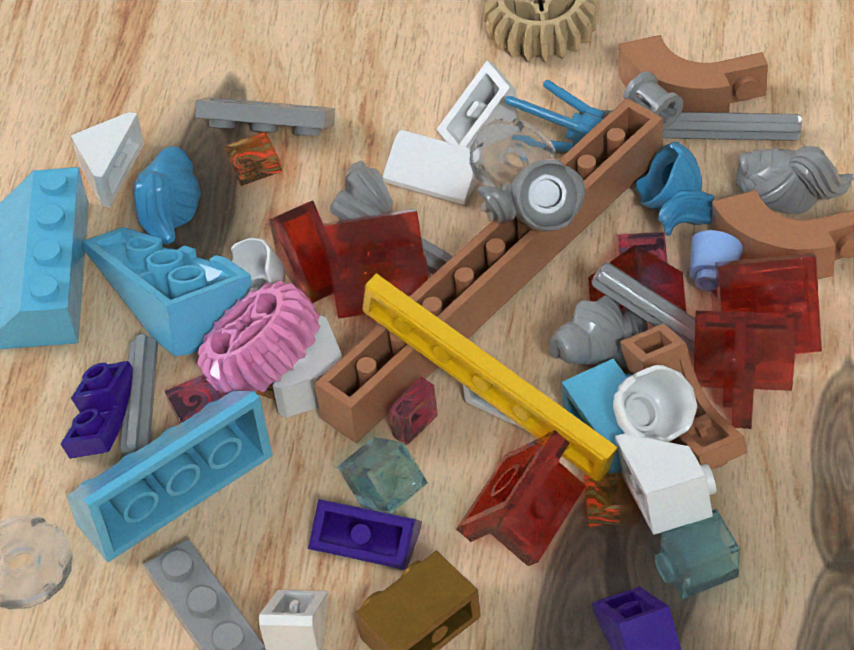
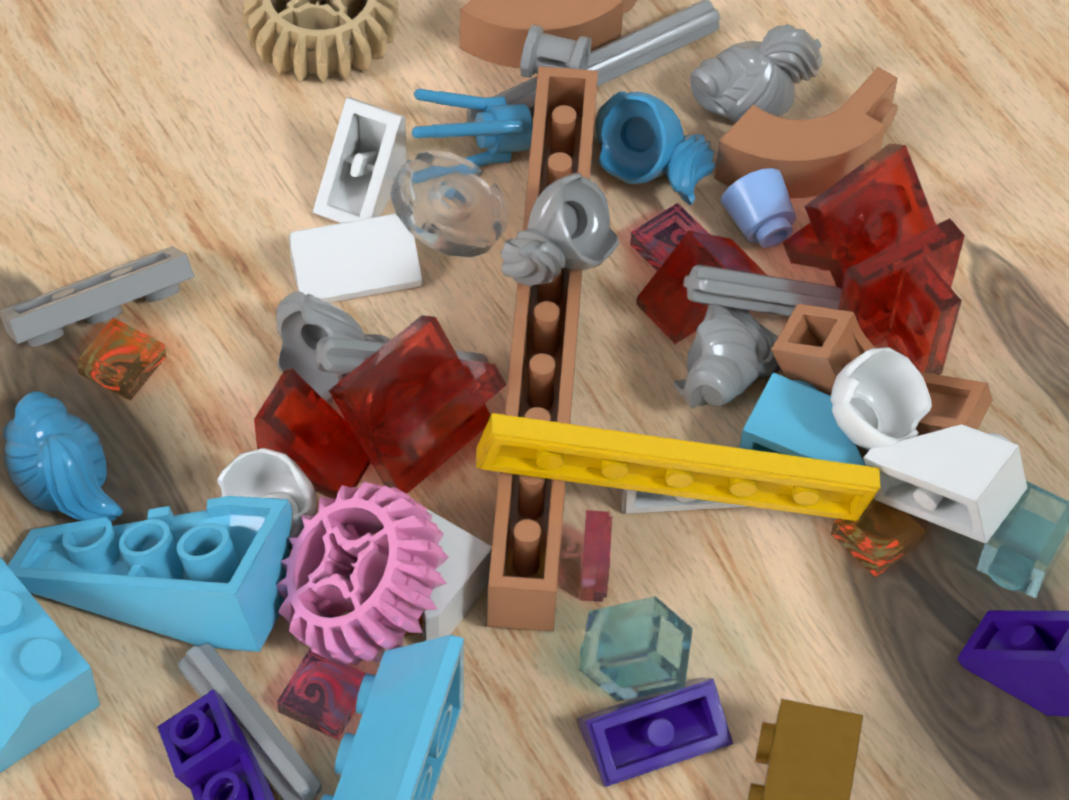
camera: 45 degrees left, 5 degrees up
(525, 499) = (799, 583): clear red bracket -> none

